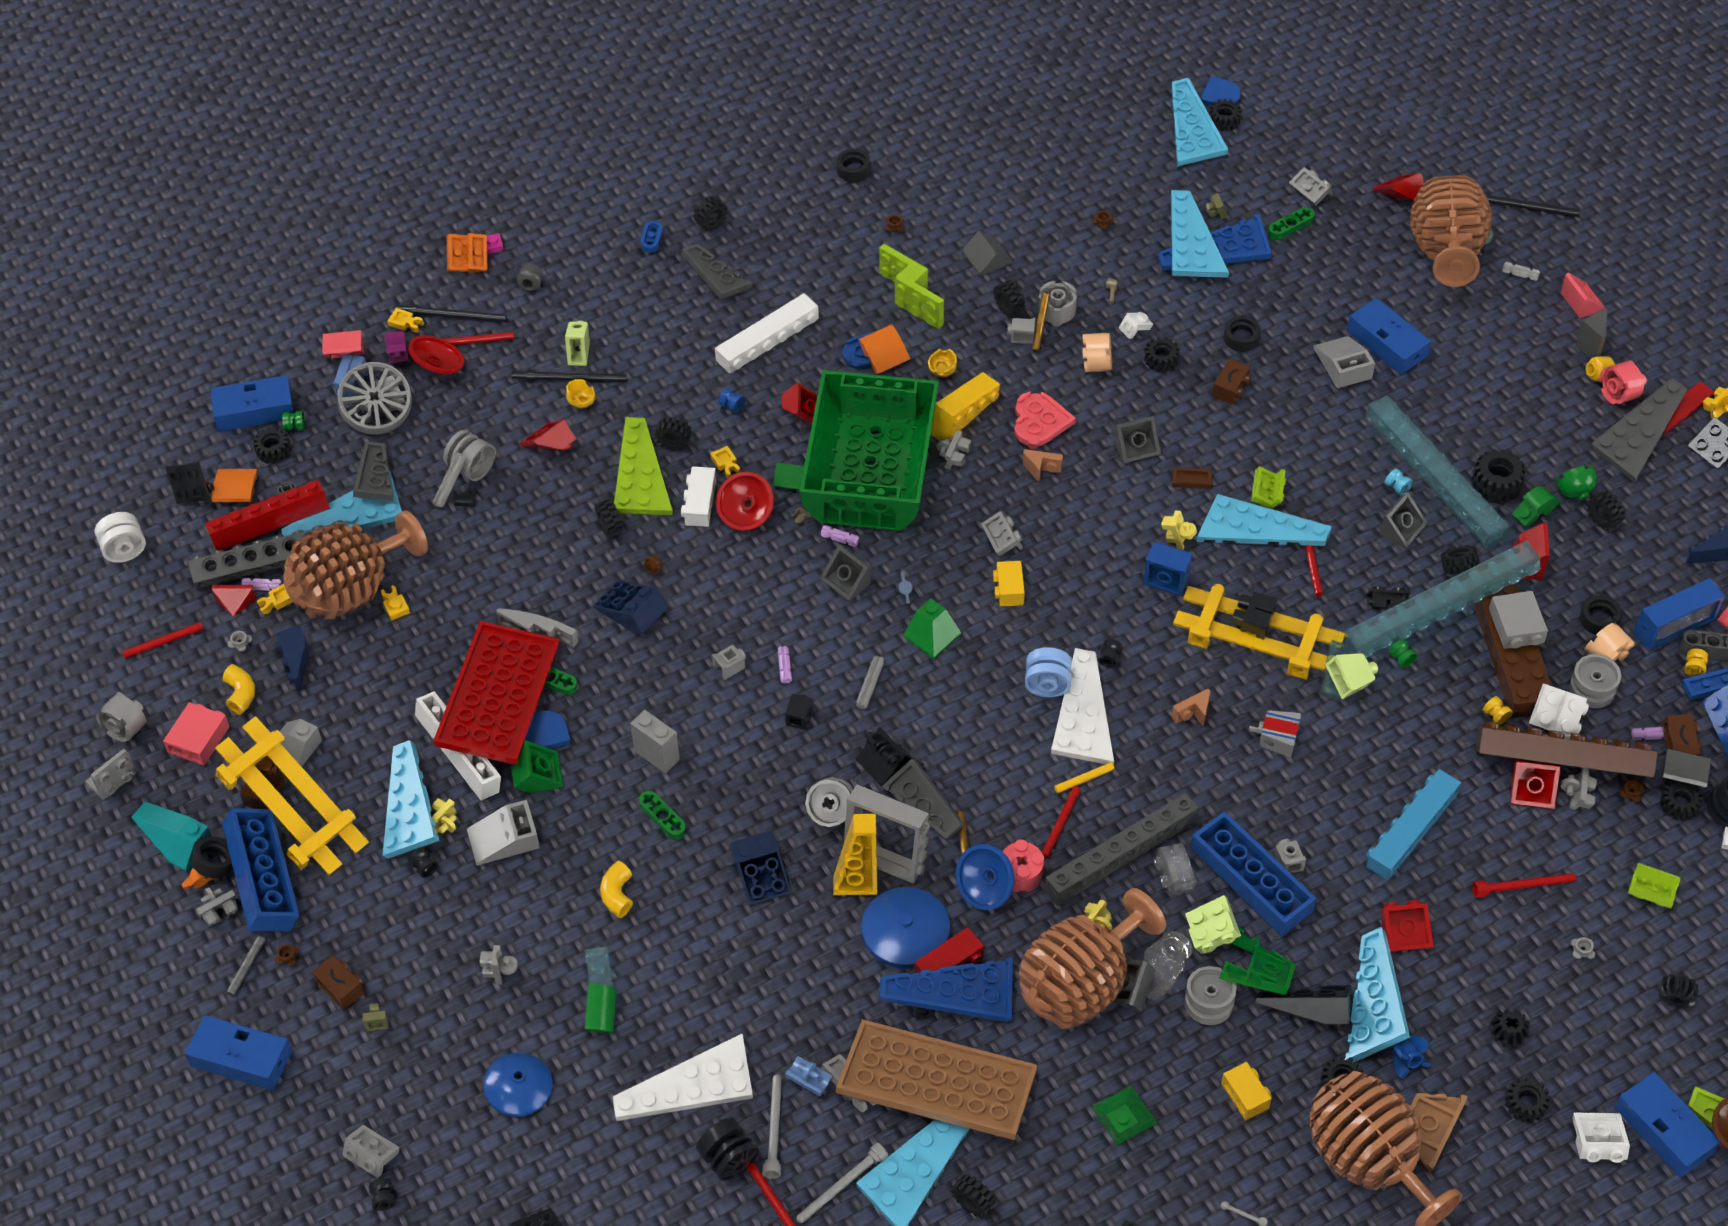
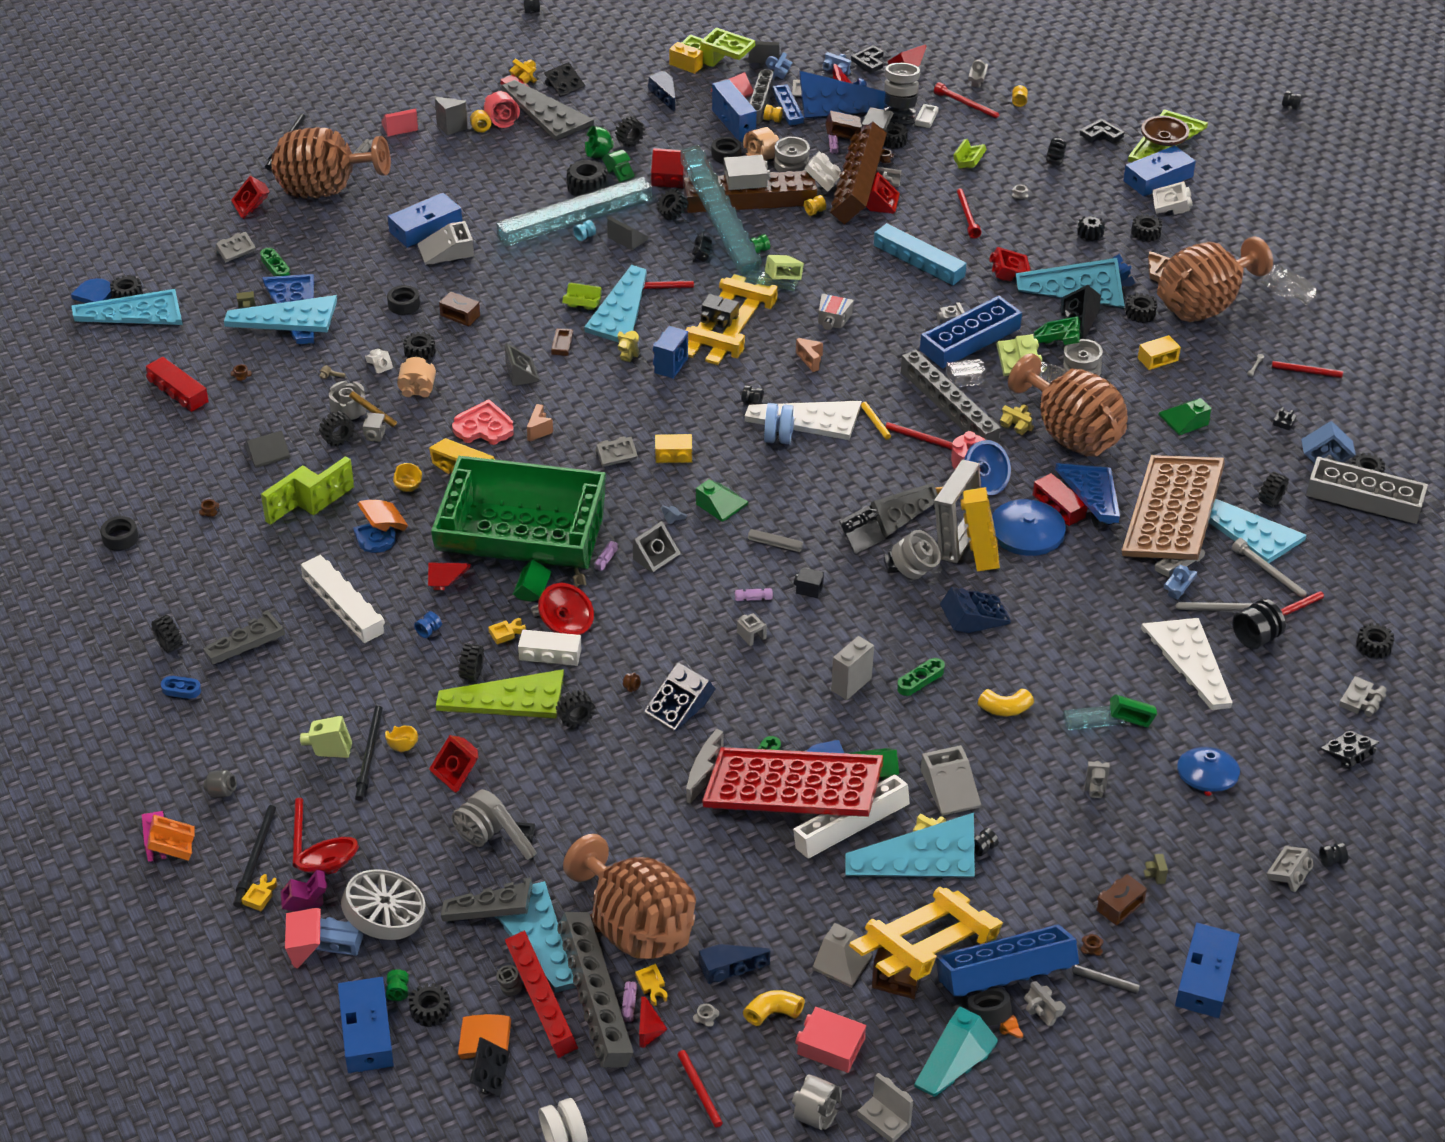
camera: 90 degrees left, 10 degrees down
(1075, 173) = (177, 384): none -> red brick

